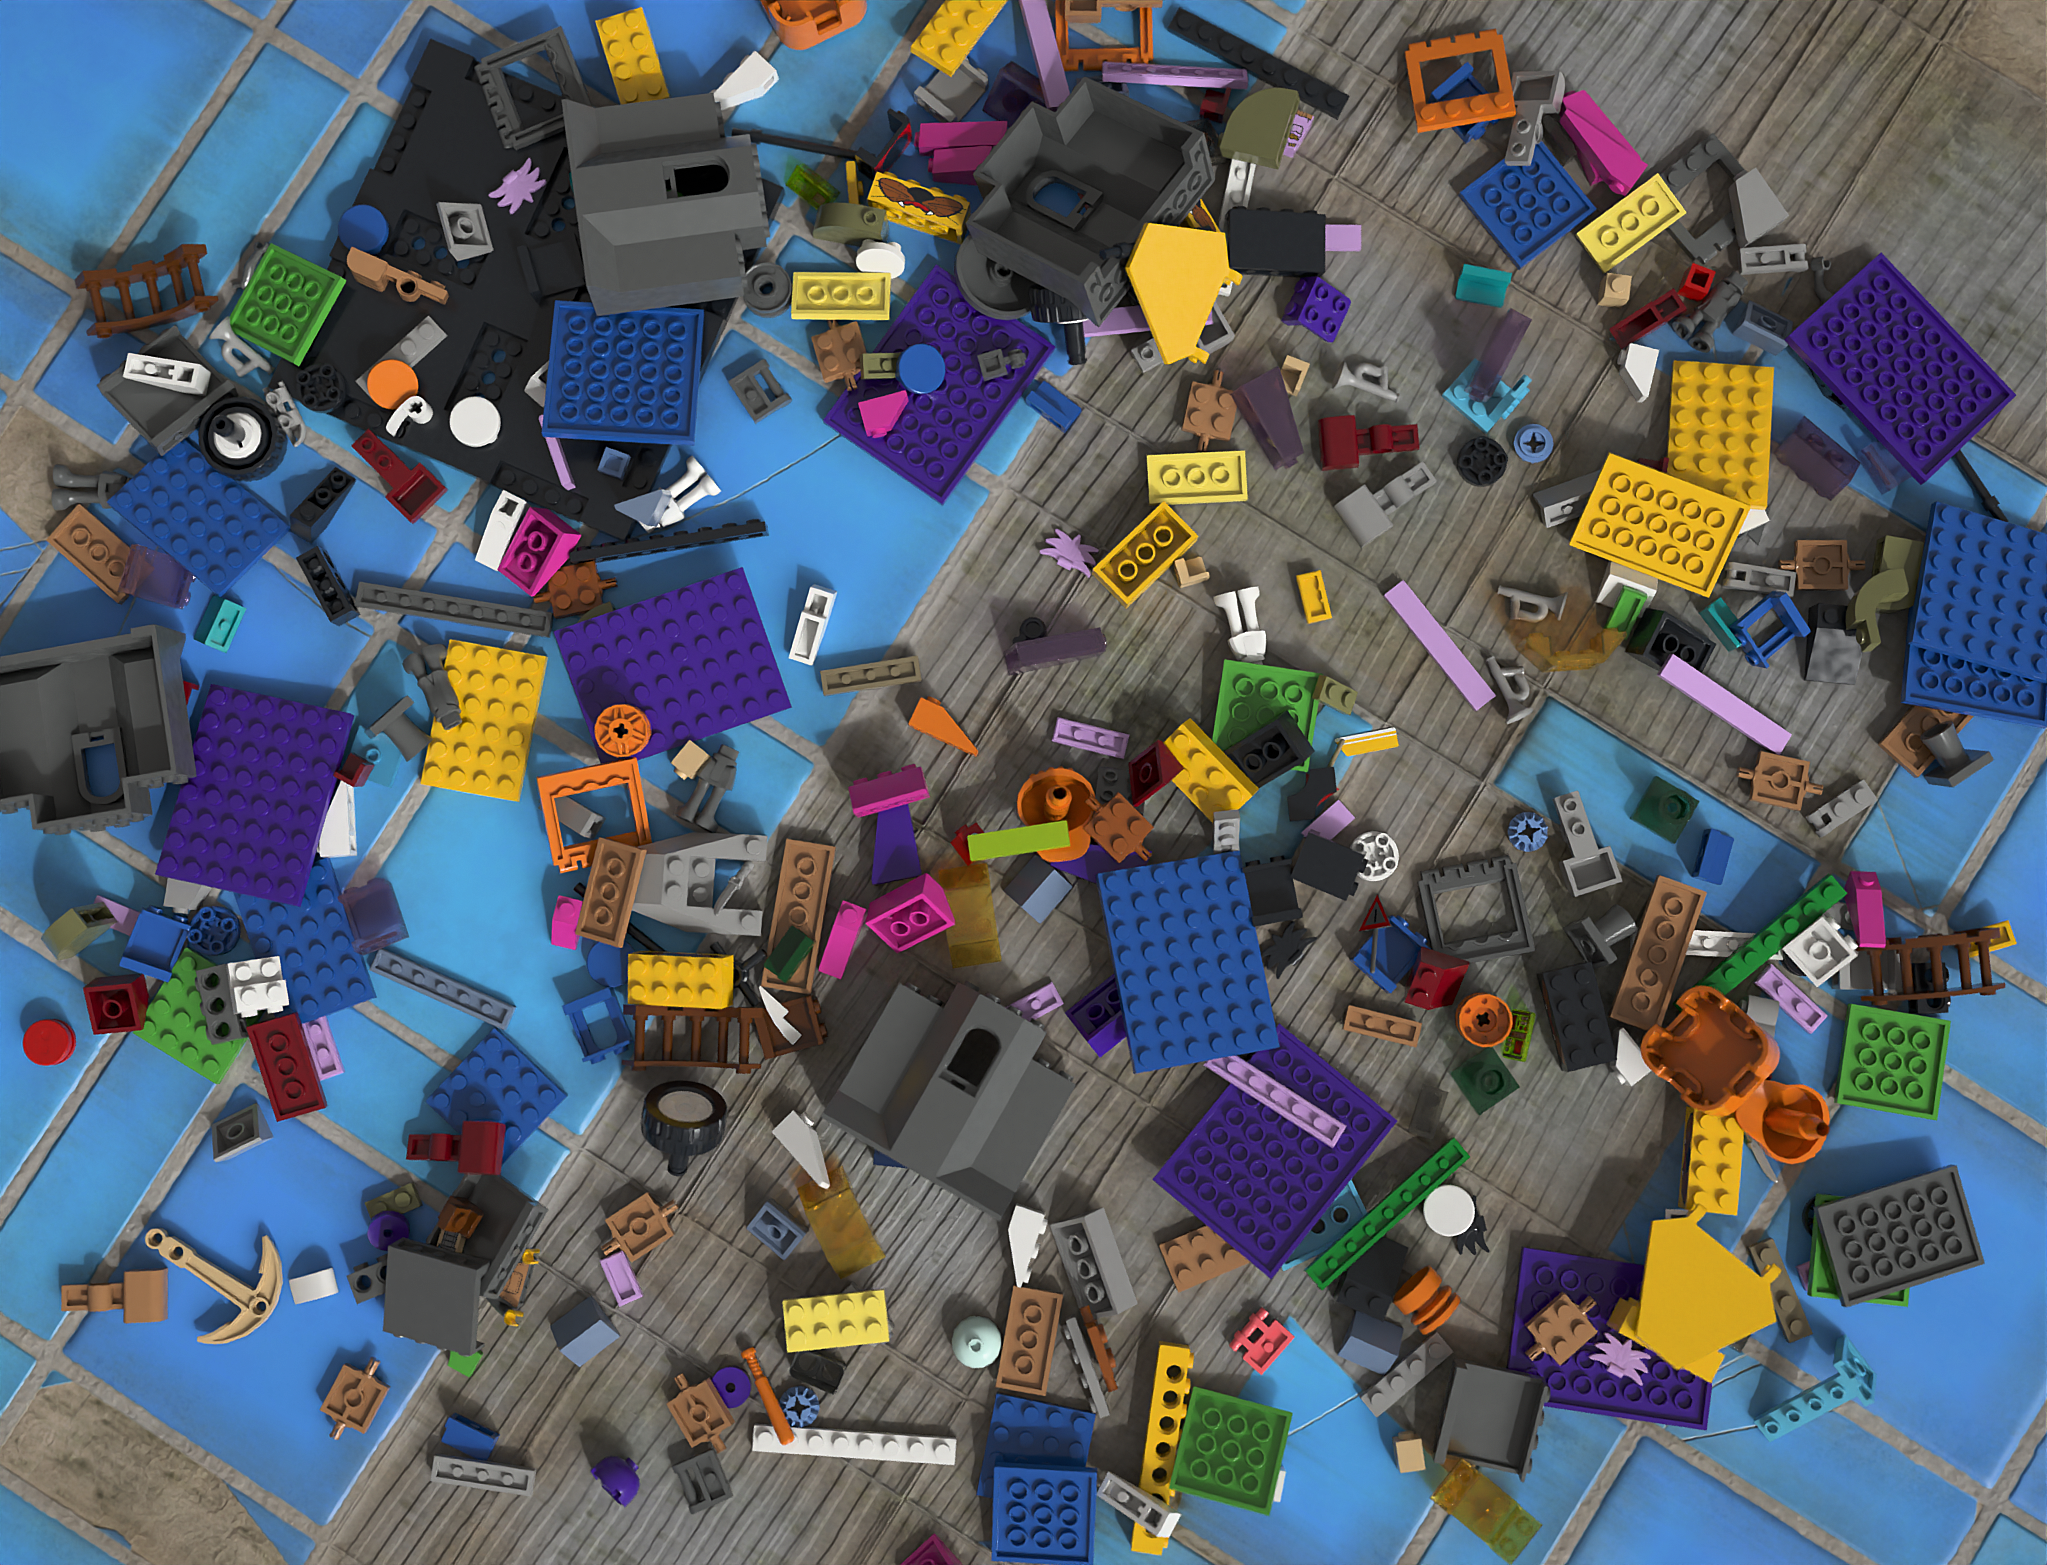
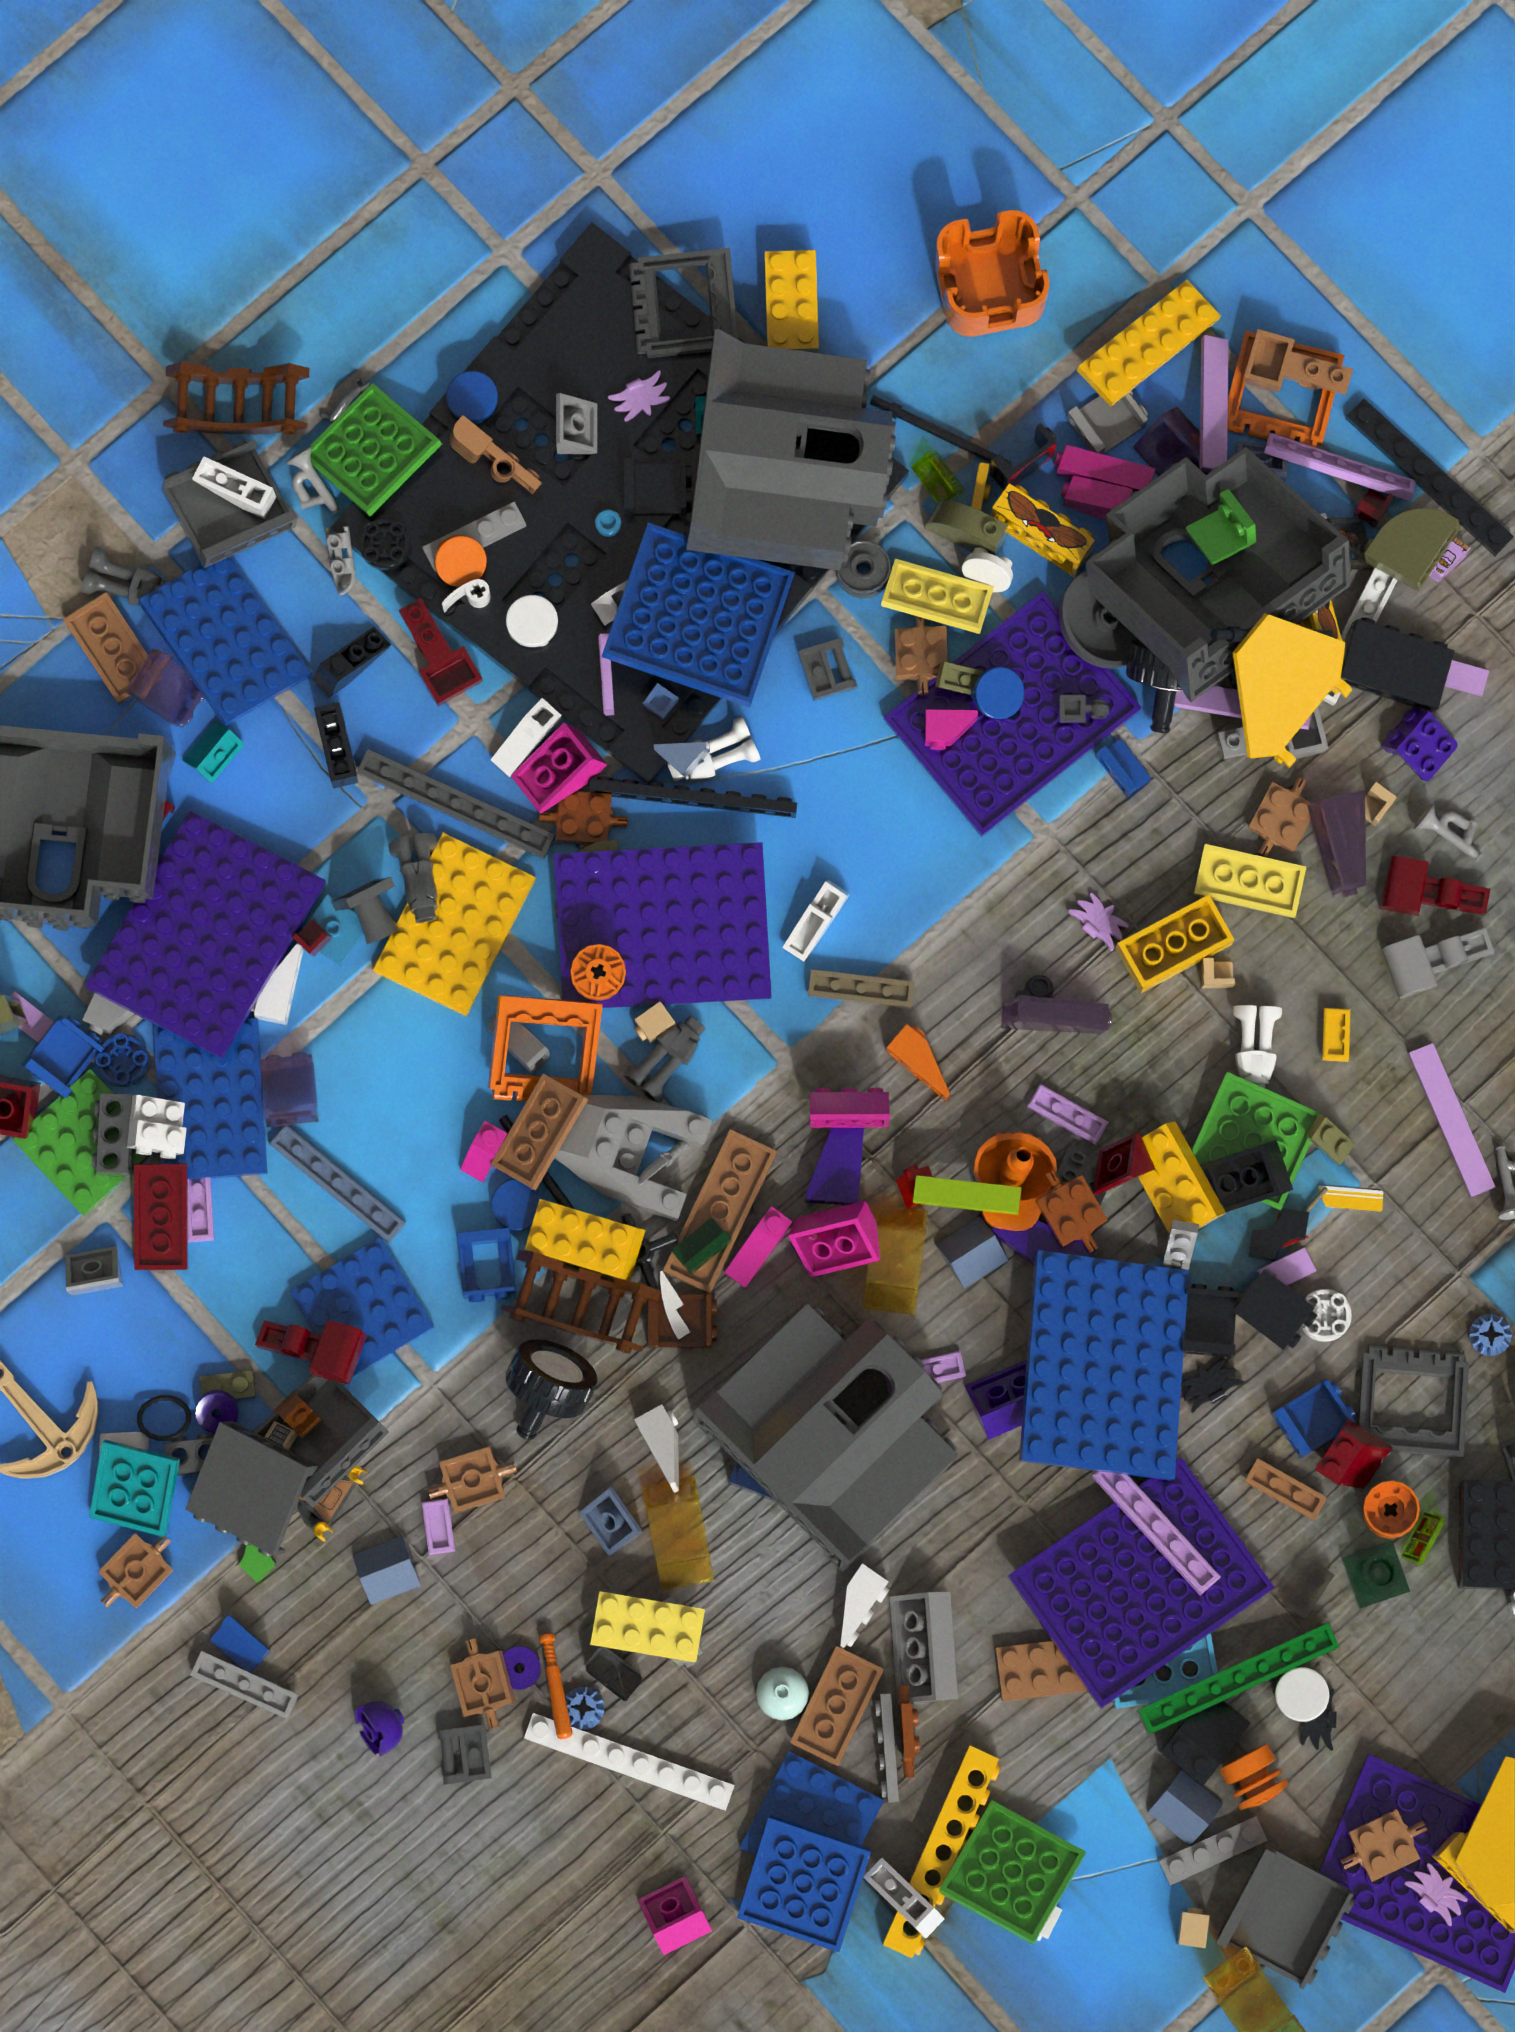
camera: 10 degrees right, 5 degrees down
(242, 439) = (290, 573): black wheel -> none
(330, 1324) = (134, 1488): none -> teal plate
(353, 1266) = (164, 1398): none -> black piece
(520, 311) = (608, 523): none -> dark azure tile
(747, 83) = (901, 354): white slope -> none
(1086, 160) = (1224, 530): none -> bright green bracket
(1266, 1346) = (1079, 1780): coral plate -> none
(1375, 920) = (1309, 1379): dark grey piece -> none

